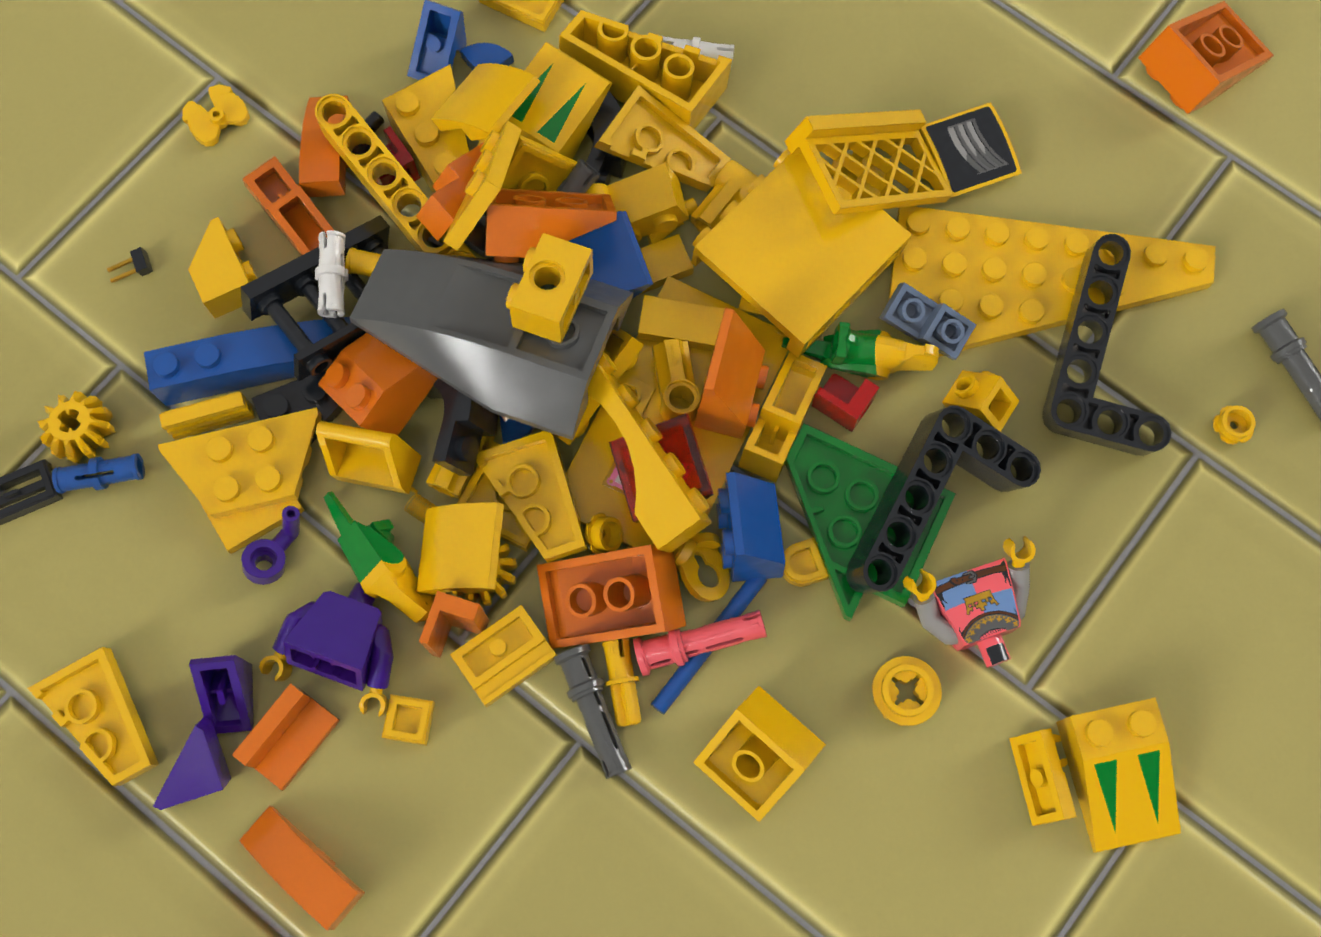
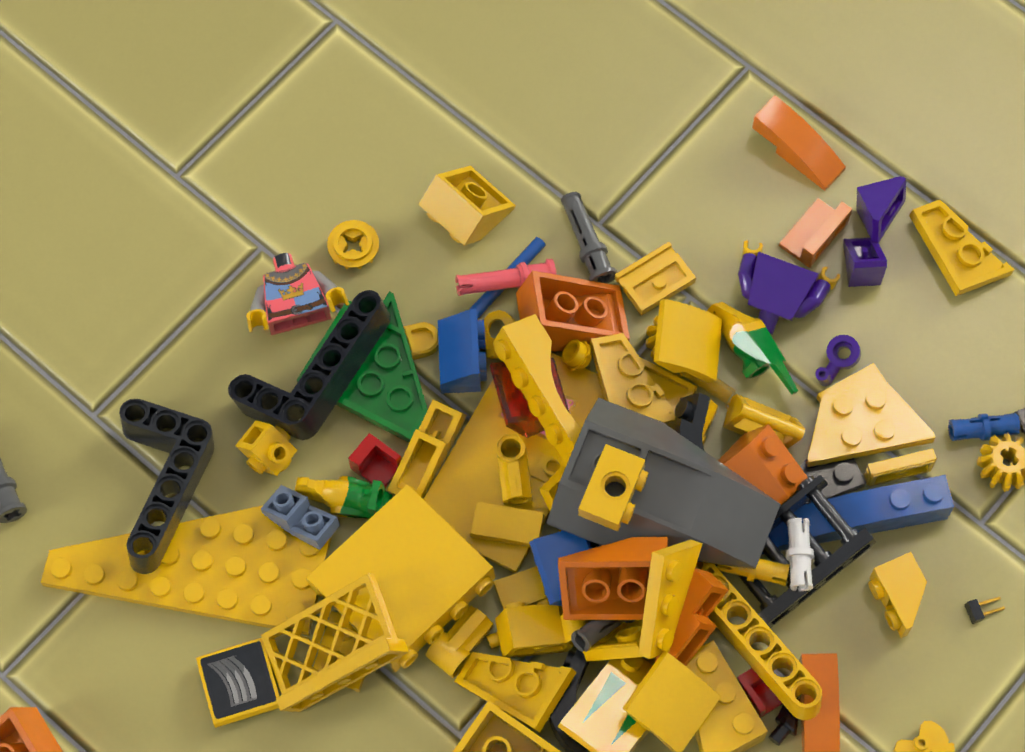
camera: 175 degrees left, 5 degrees down
(287, 205) = (839, 635): orange slope -> none
(408, 719) = (726, 241): yellow tile -> none
(449, 612) = (692, 291): orange panel -> none
(622, 682) = (566, 256): yellow axle -> none
(732, 380) = (470, 458): orange slope -> none
(1043, 777) = (263, 181): yellow plate -> none
(1122, 773) = (205, 186): yellow slope -> none
(1241, 417) = (57, 423): yellow plate -> none

